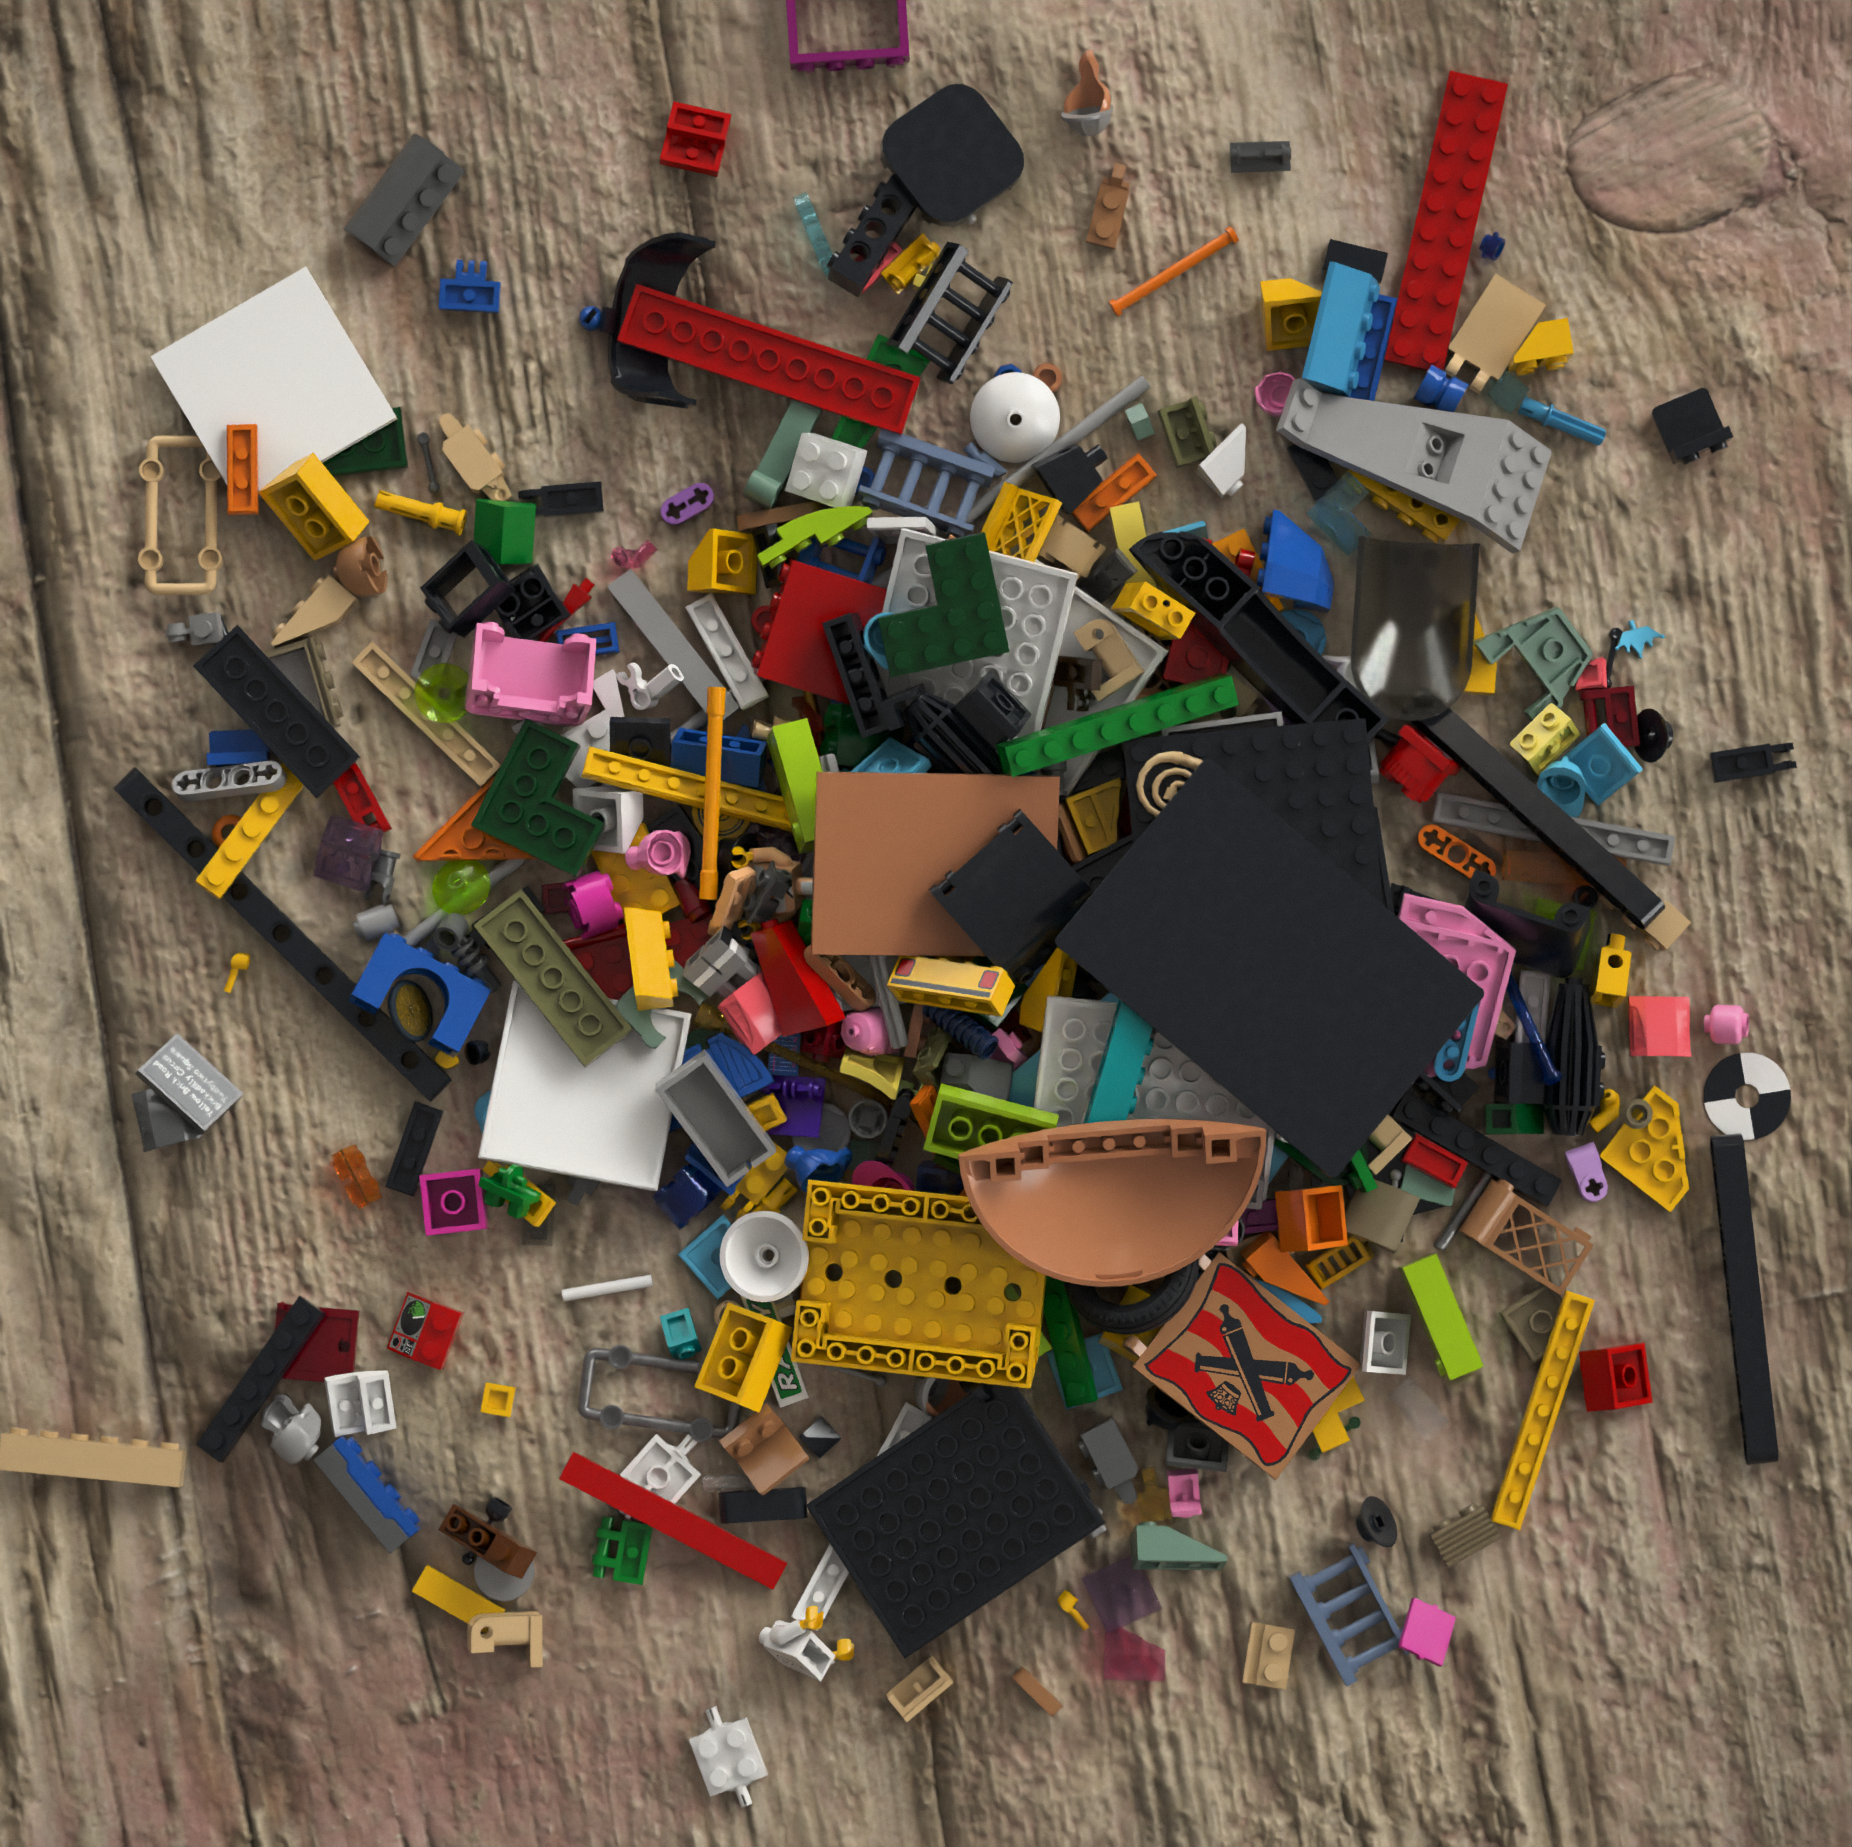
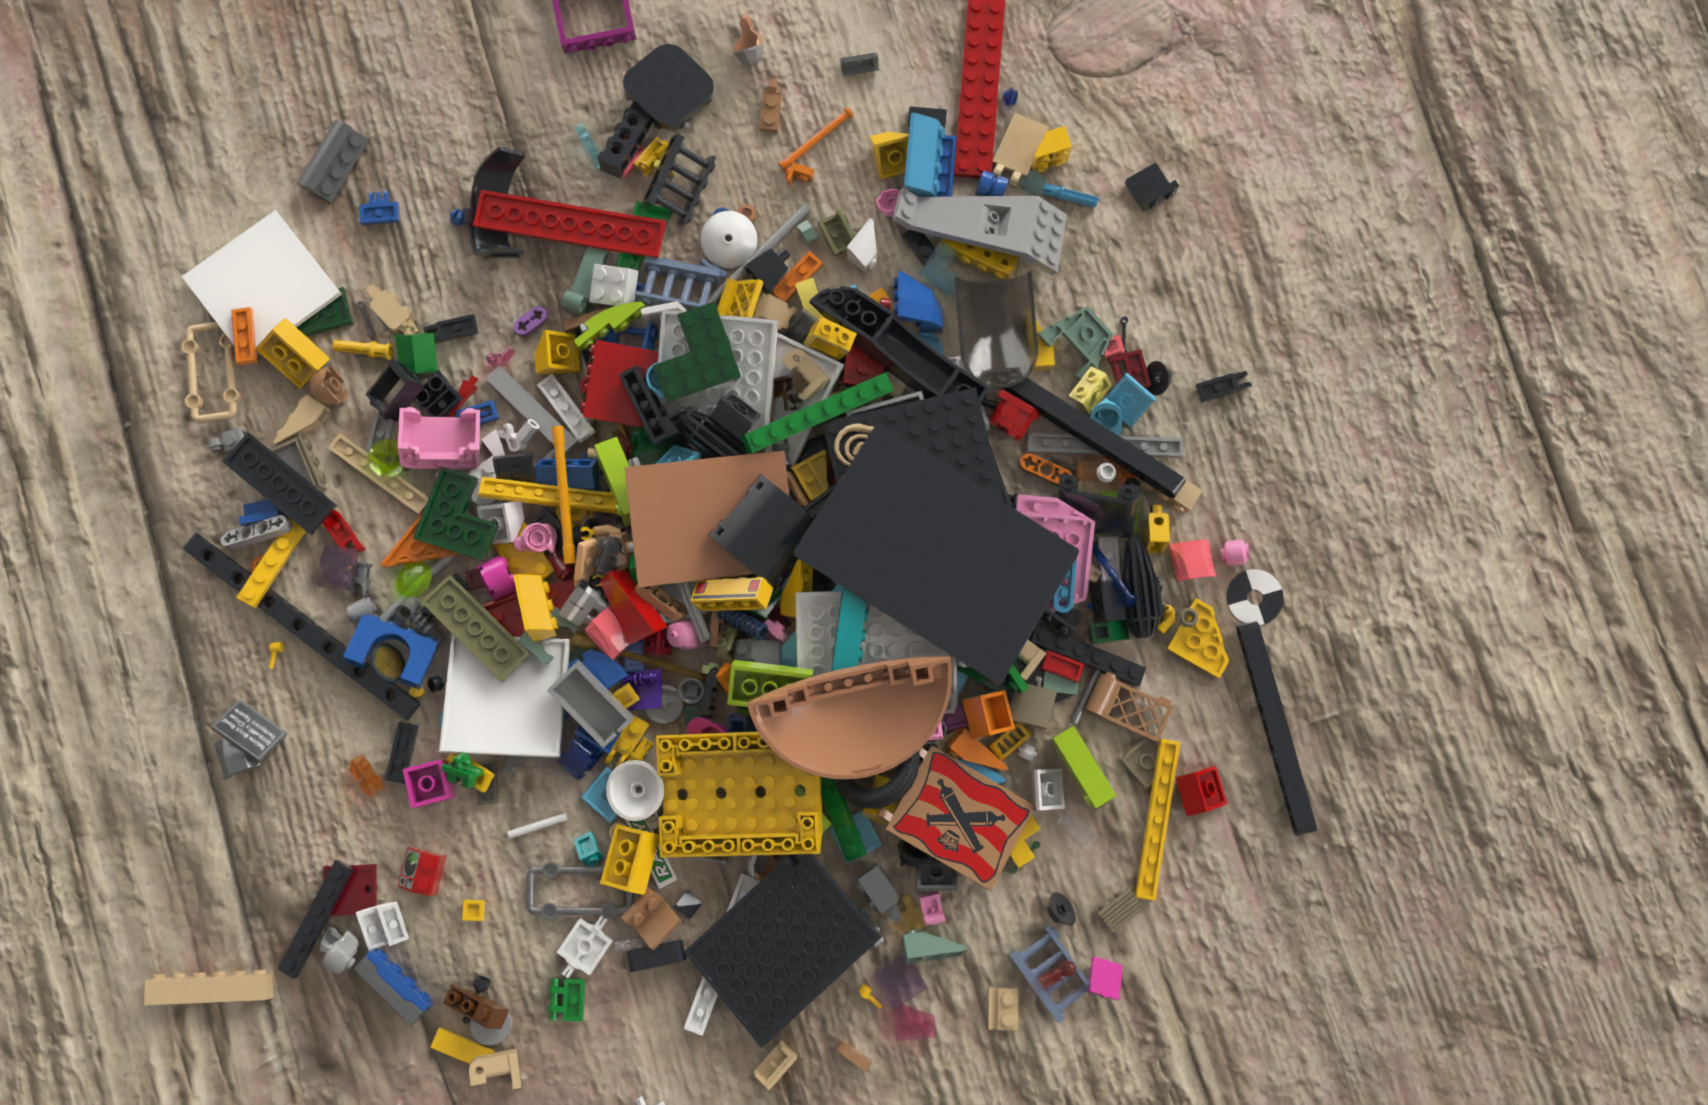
camera: 10 degrees left, 5 degrees down
(673, 1520) = (596, 974): red tile -> none
(695, 139) = (509, 101): red slope -> none
(801, 1648) = (693, 1051): white torso -> none
(817, 1164) = (663, 724): blue hair -> none
(879, 1070) = (697, 659): light yellow plate -> none
(1145, 326) = (801, 172): none -> orange bracket
(1362, 1282) = (1027, 752): none -> white plate
(1372, 1610) = (1067, 969): none -> clear red pin
(1547, 874) = (1106, 472): none -> white plate
(1586, 1166) = (1159, 656): lavender piece -> none
(1637, 638) = (1138, 320): medium azure piece -> none

